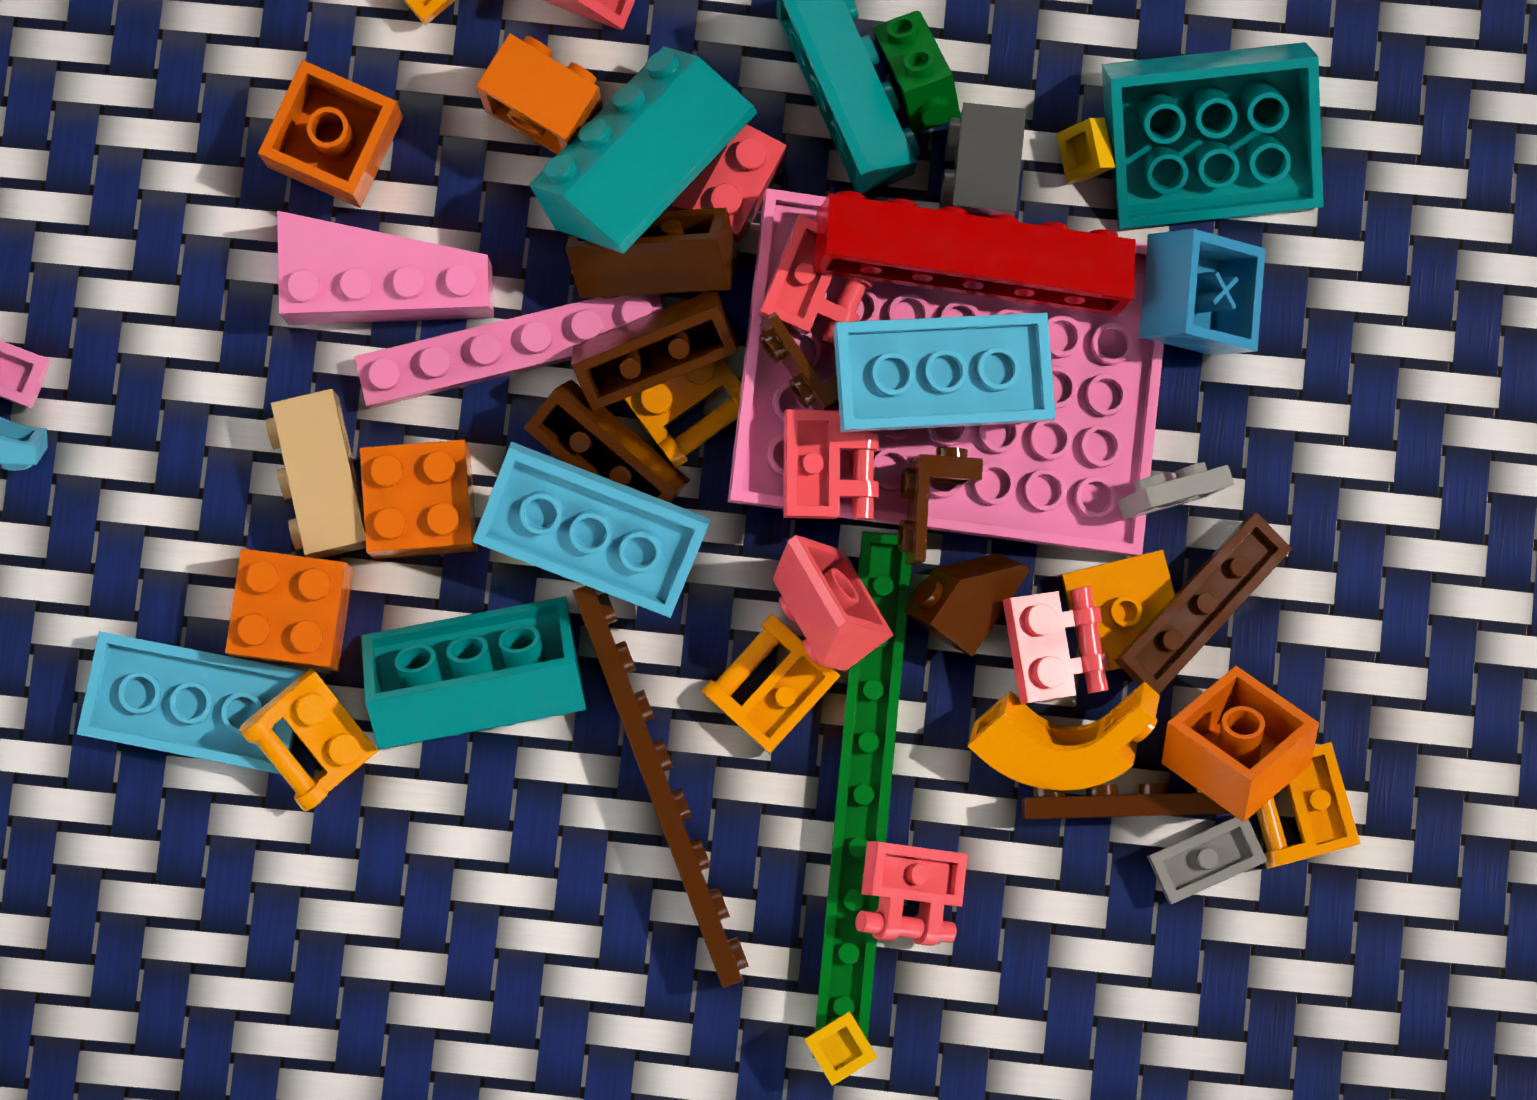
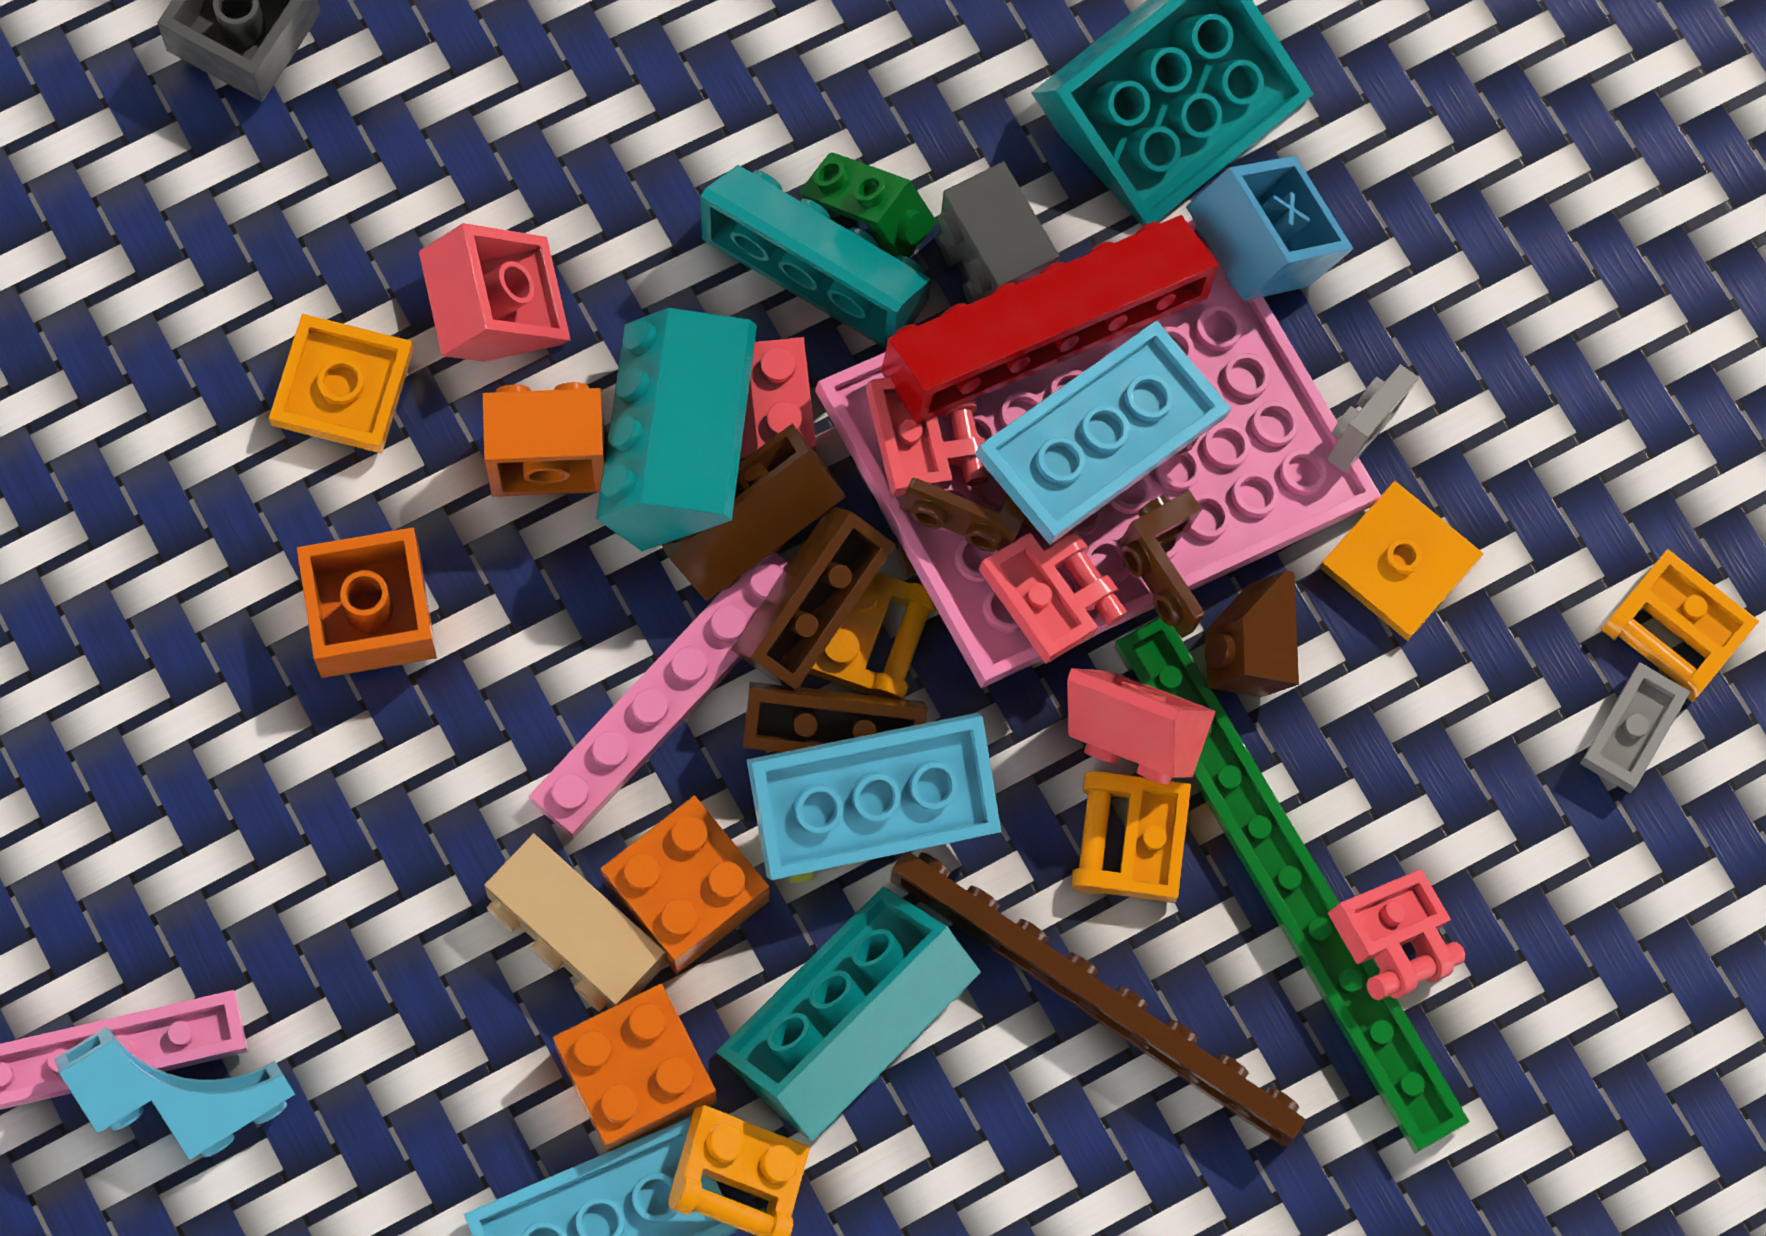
camera: 40 degrees left, 10 degrees down
(371, 276) = (499, 707): bright pink wedge -> none
(840, 1048) = (1441, 1119): yellow plate -> none
(1041, 645) = (1355, 634): plate -> none
(1062, 756) = (1444, 719): light orange arch -> none
(1085, 150) = (1071, 176): yellow plate -> none
(1104, 801) = (1548, 709): reddish brown plate -> none
(1204, 603) = (1468, 503): reddish brown plate -> none
(1239, 743) = (1594, 597): orange brick -> none

